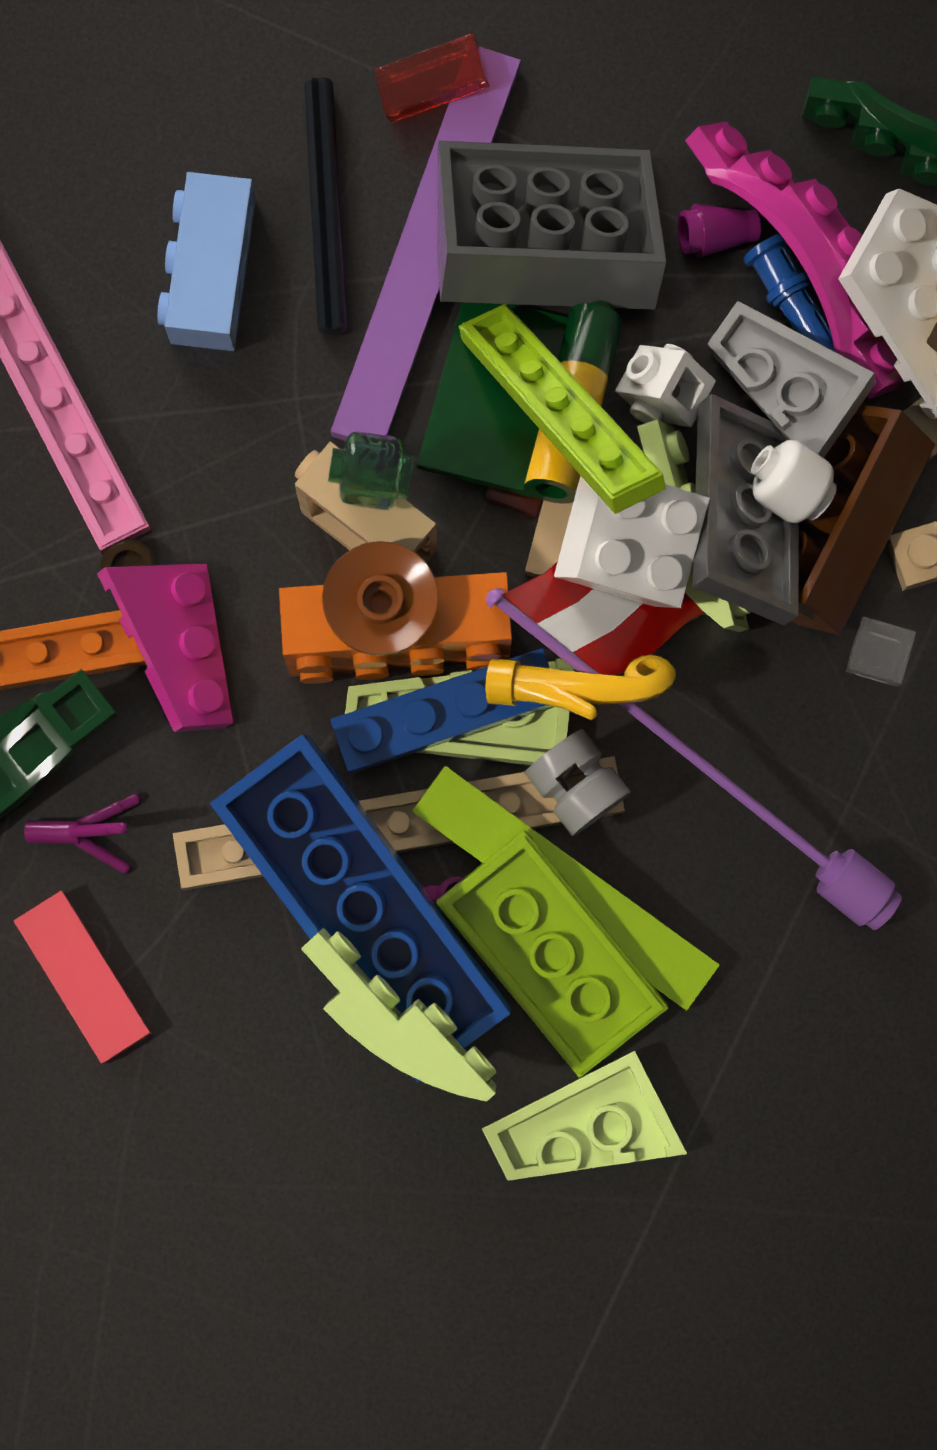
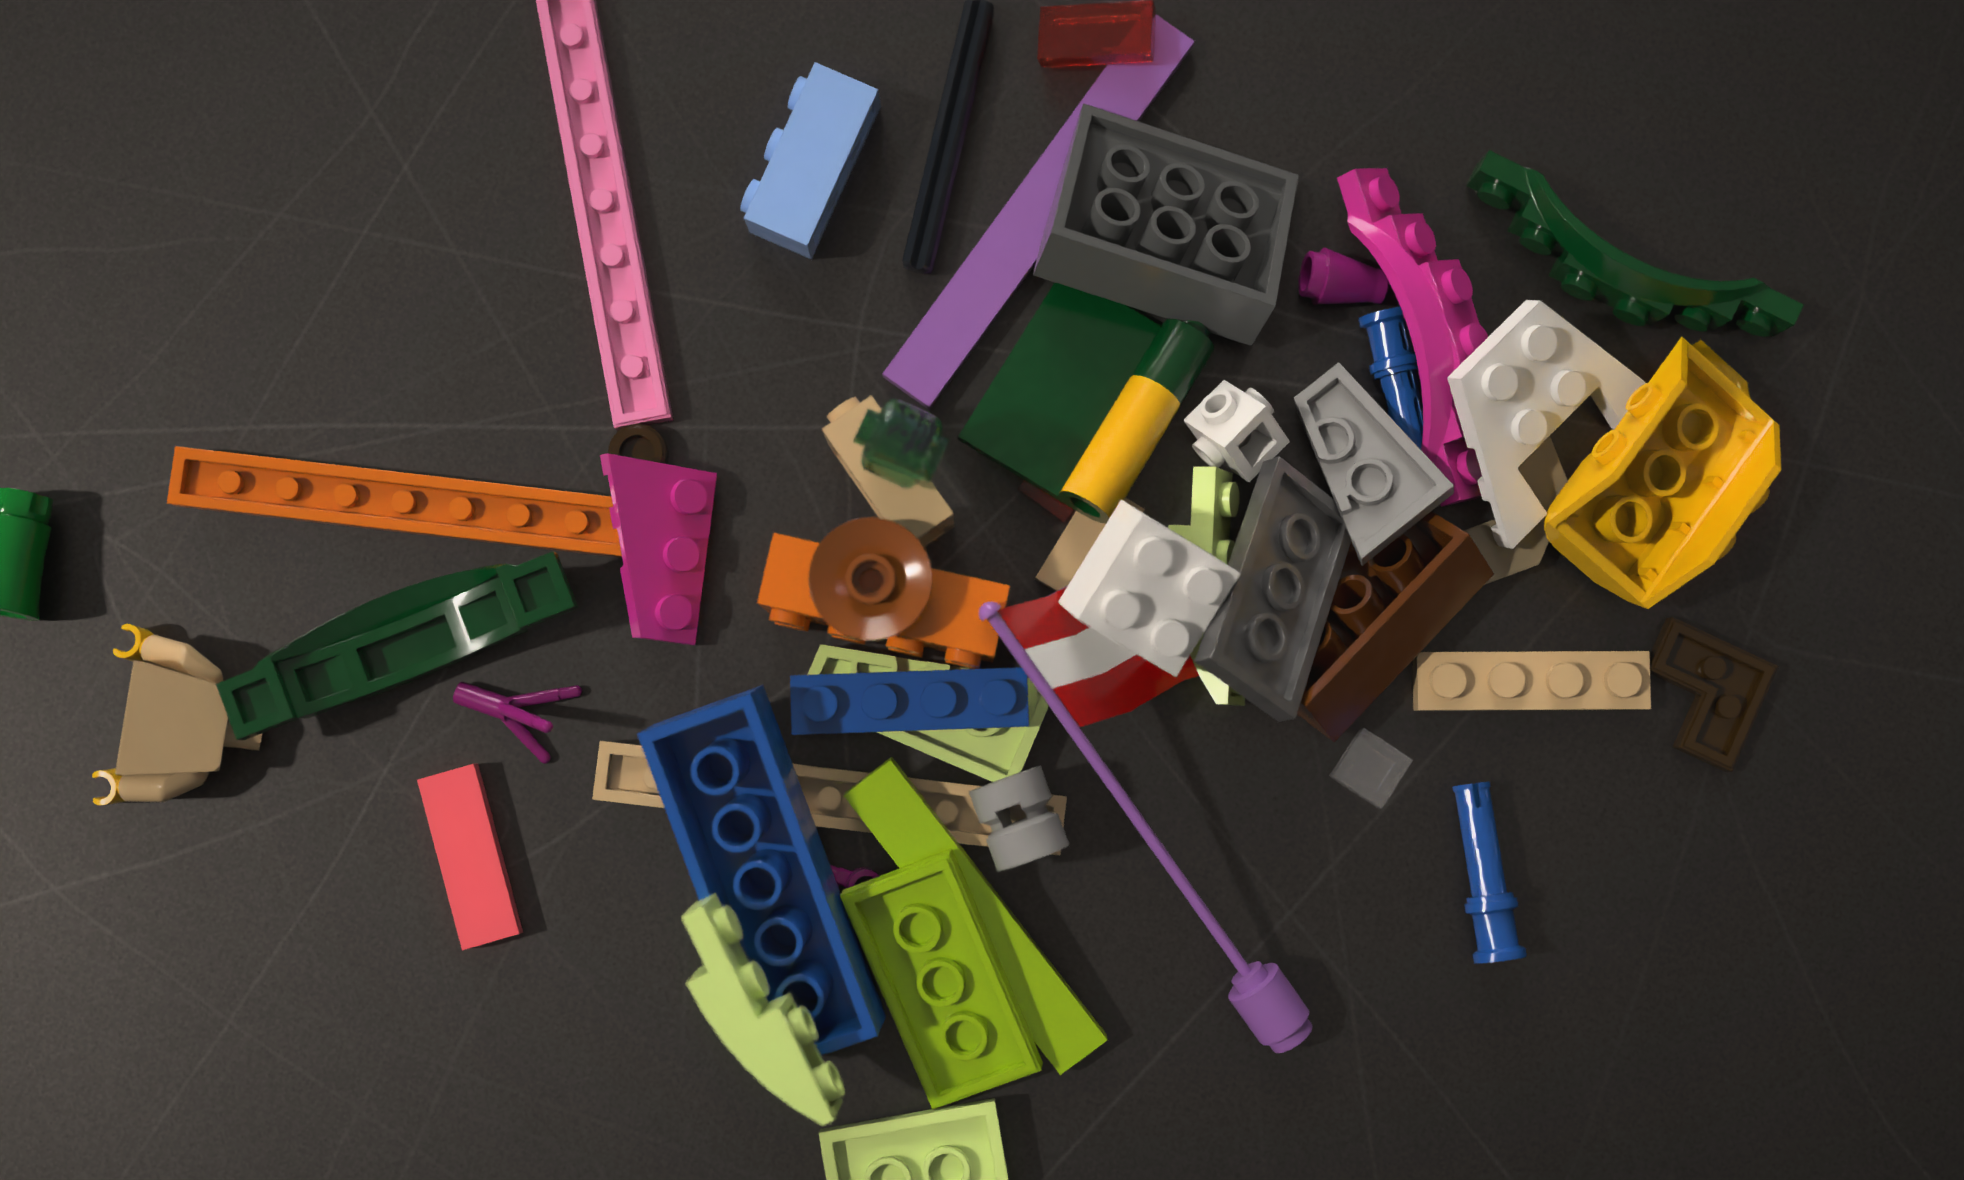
camera: 15 degrees right, 5 degrees up
(562, 409) = (1119, 436): lime tile -> none
(576, 691) = (1036, 728): yellow plant -> none
(793, 481) = (1334, 575): white head -> none

